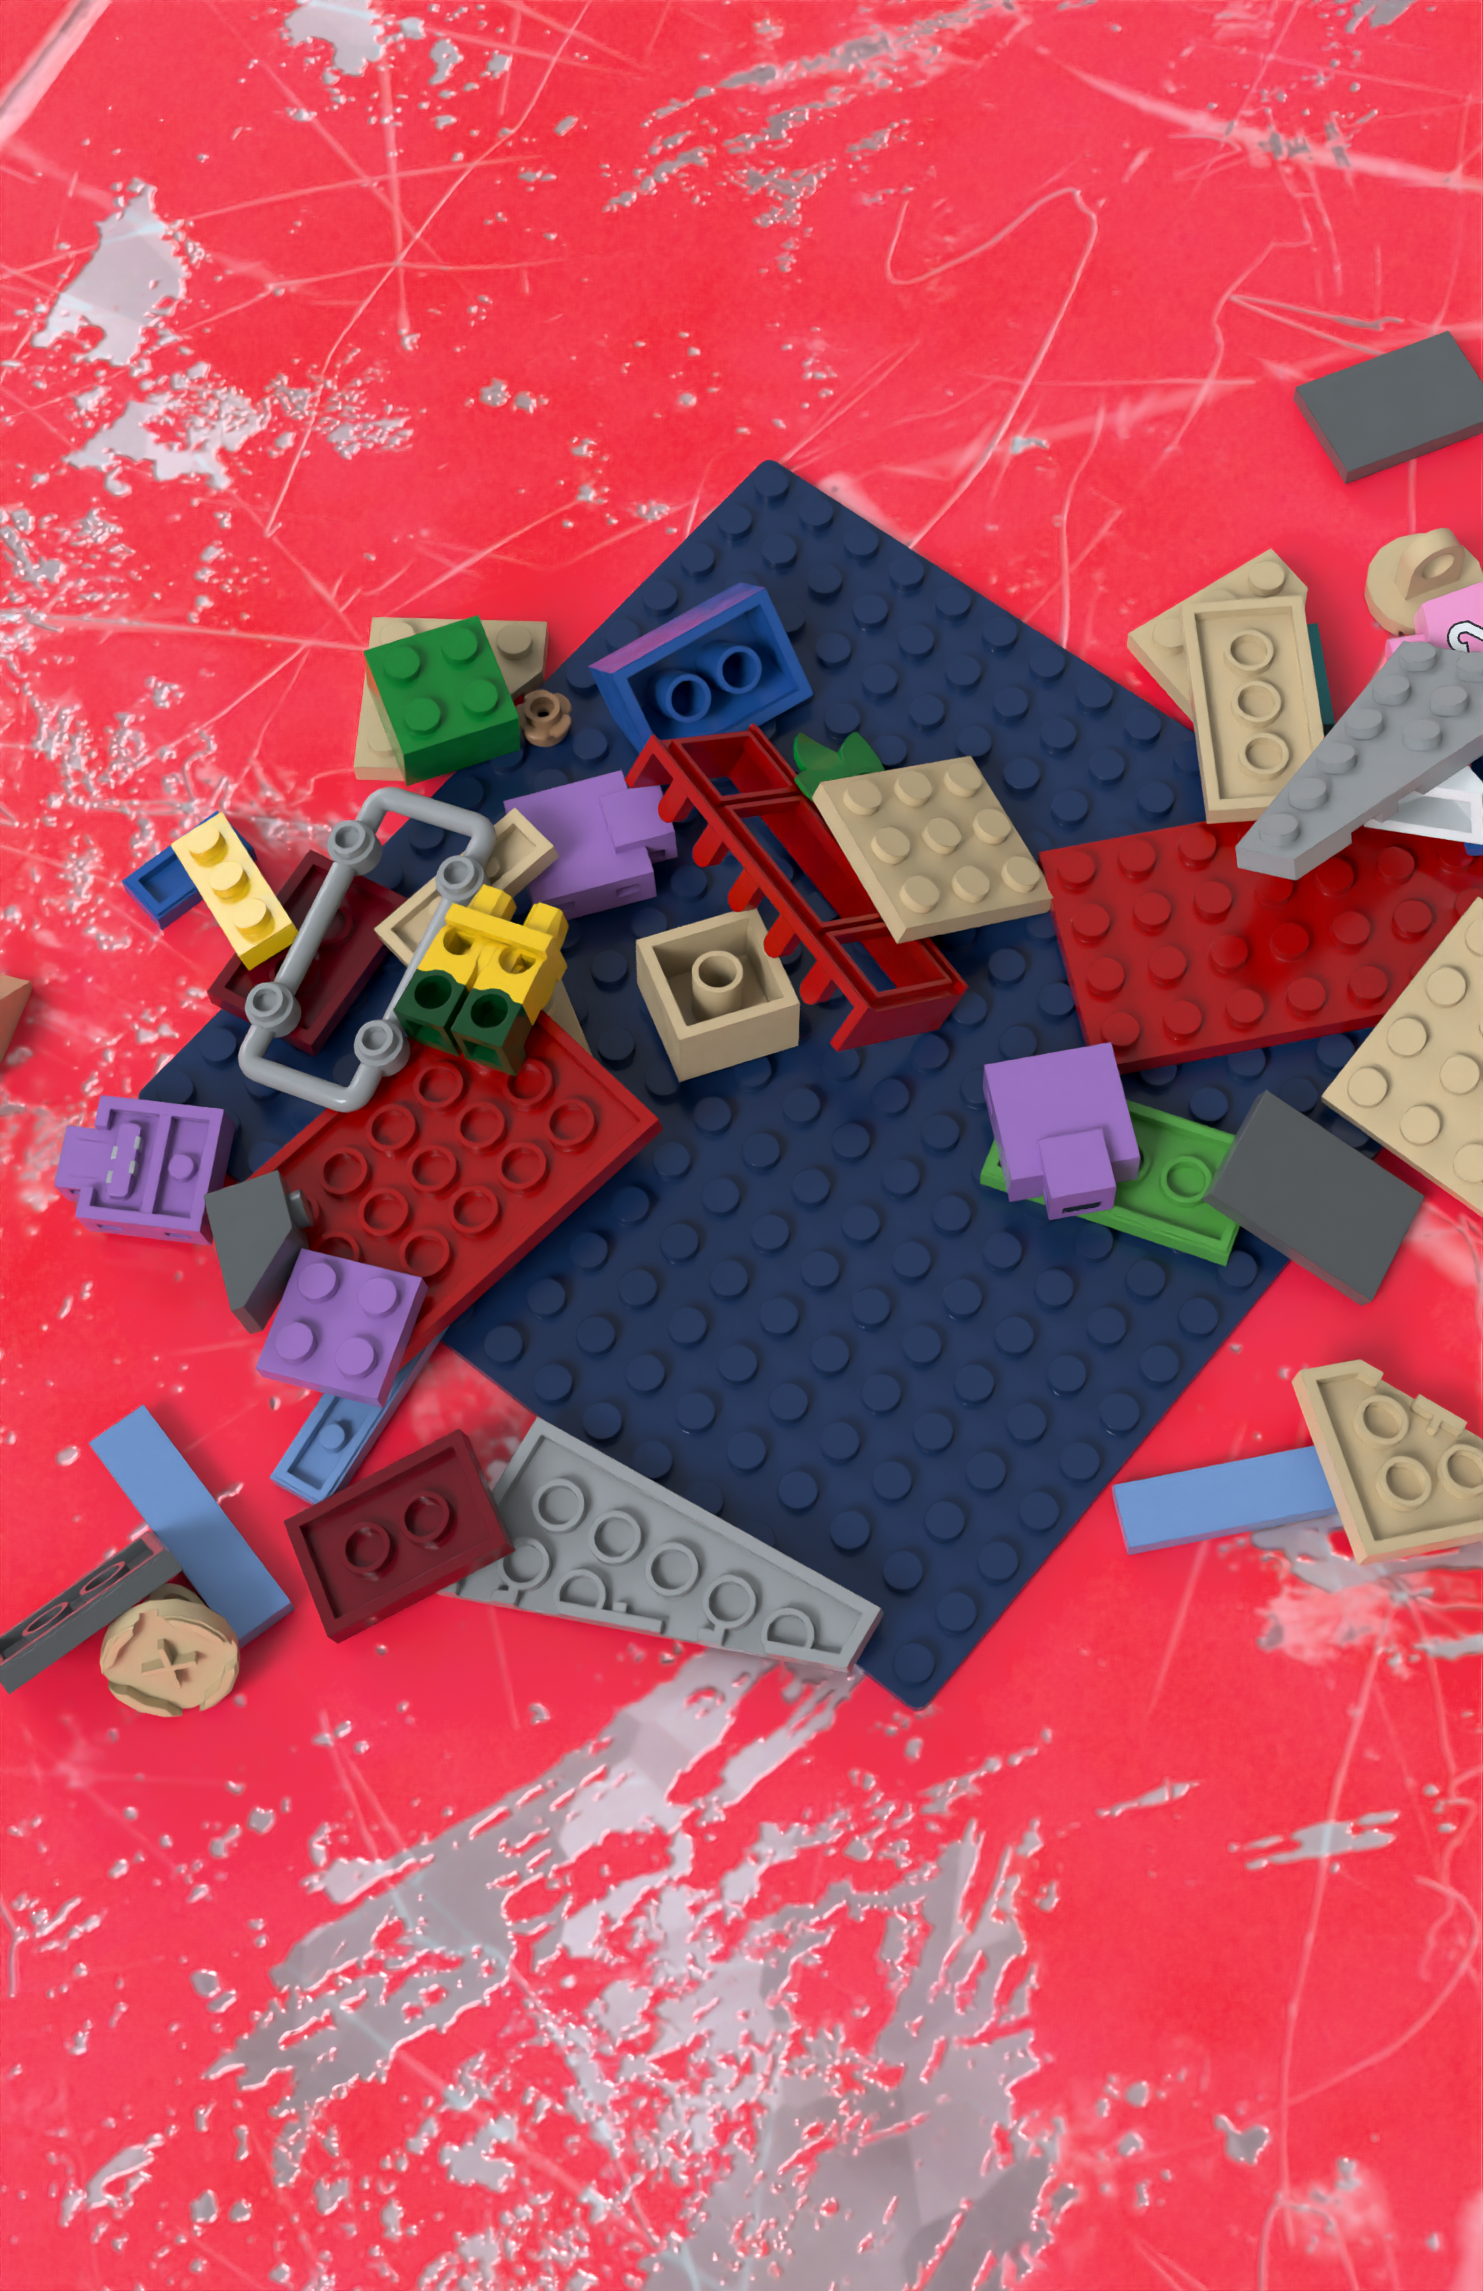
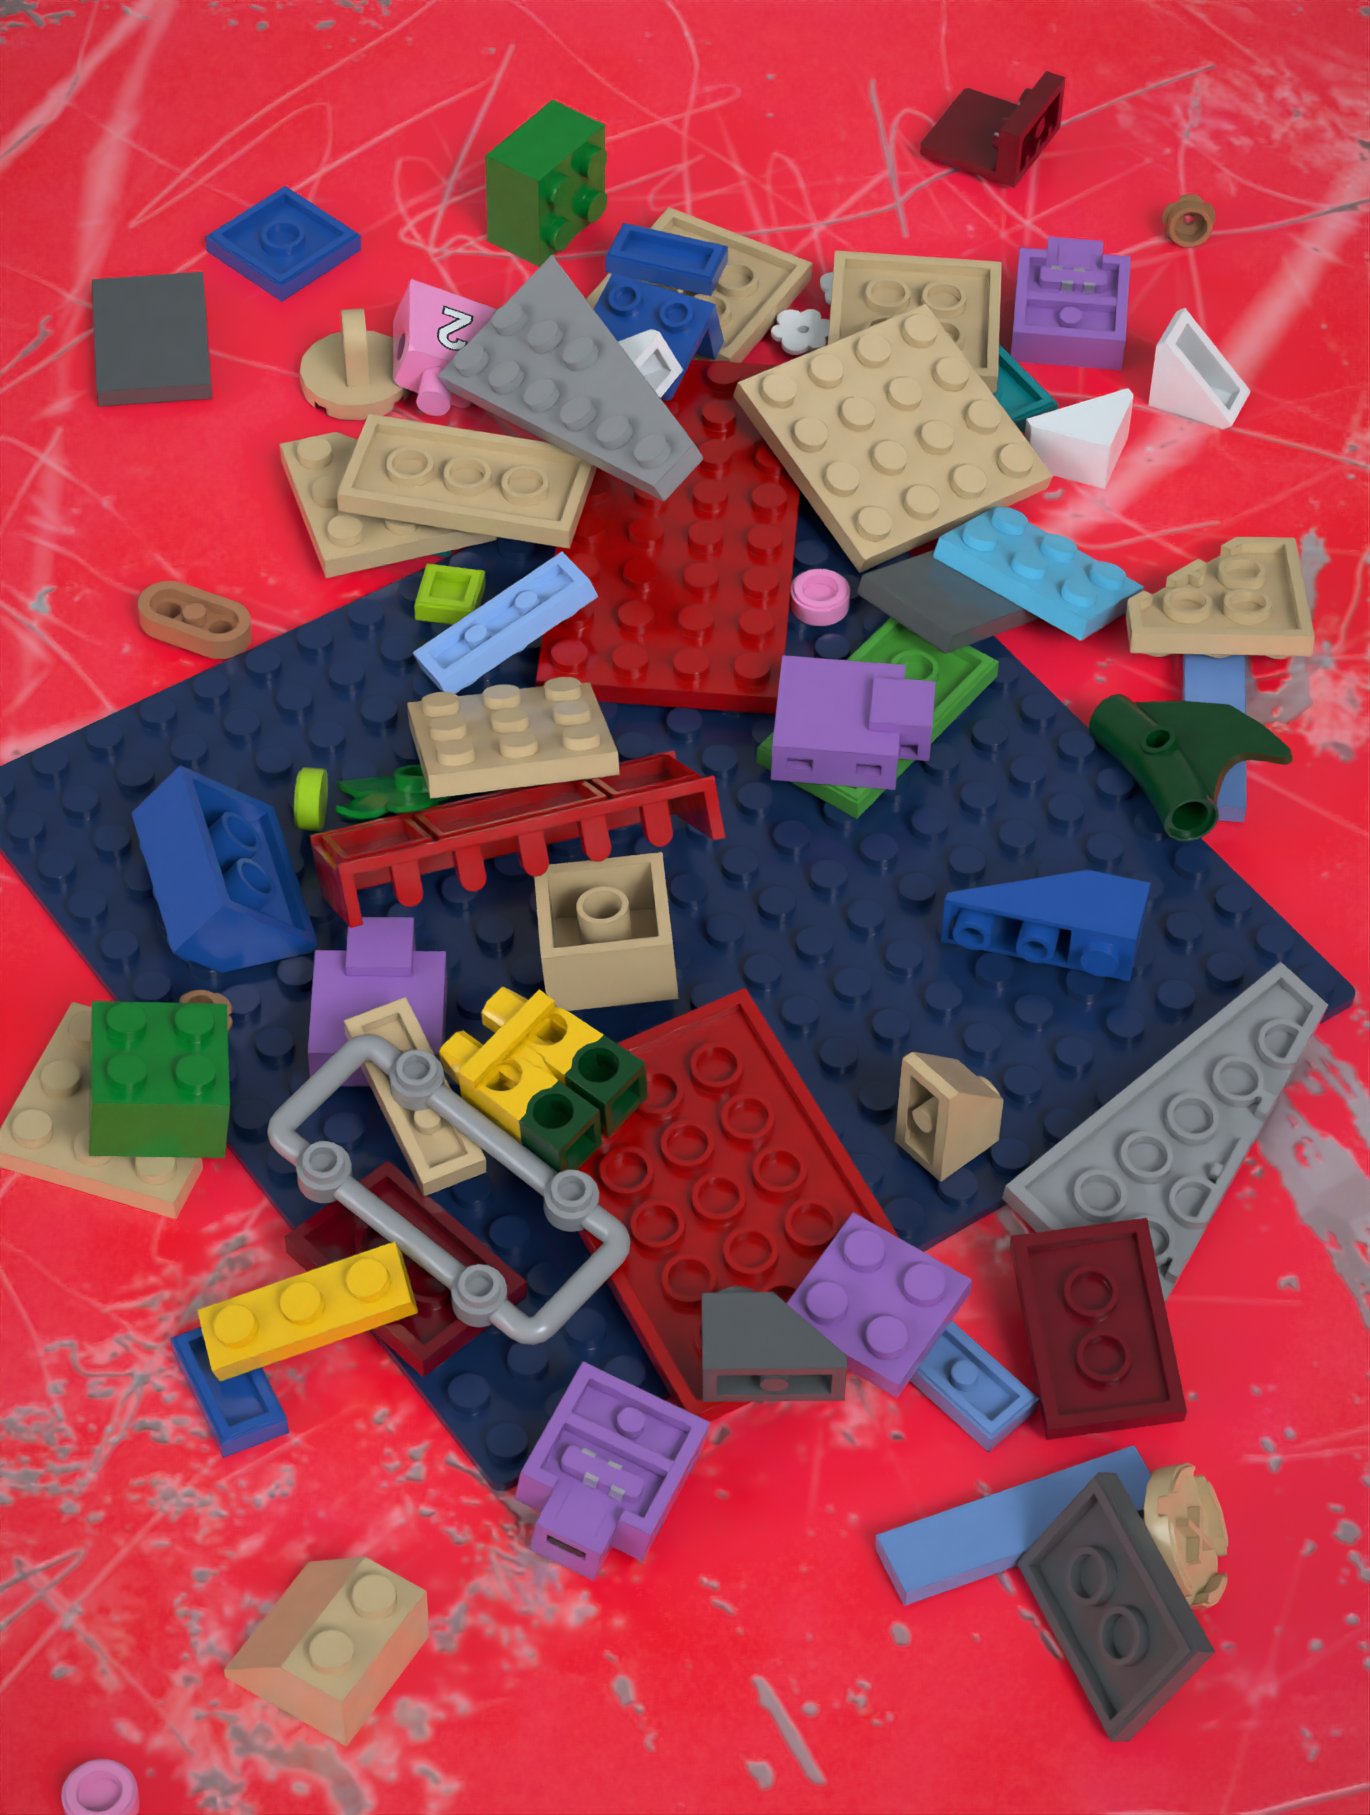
camera: 80 degrees left, 15 degrees down
(593, 1337) = (945, 1113): none -> tan slope
(817, 715) = (311, 799): none -> lime tile
(888, 1401) = (1060, 920): none -> blue slope
(1027, 565) = (195, 619): none -> nougat plate
(1085, 801) = (505, 624): none -> light blue plate
(1135, 751) = (448, 593): none -> lime tile
(1157, 1458) = (1182, 754): none -> dark green pin
(1262, 1067) = (819, 597): none -> bright pink tile
(1385, 1269) = (1038, 571): none -> medium azure plate

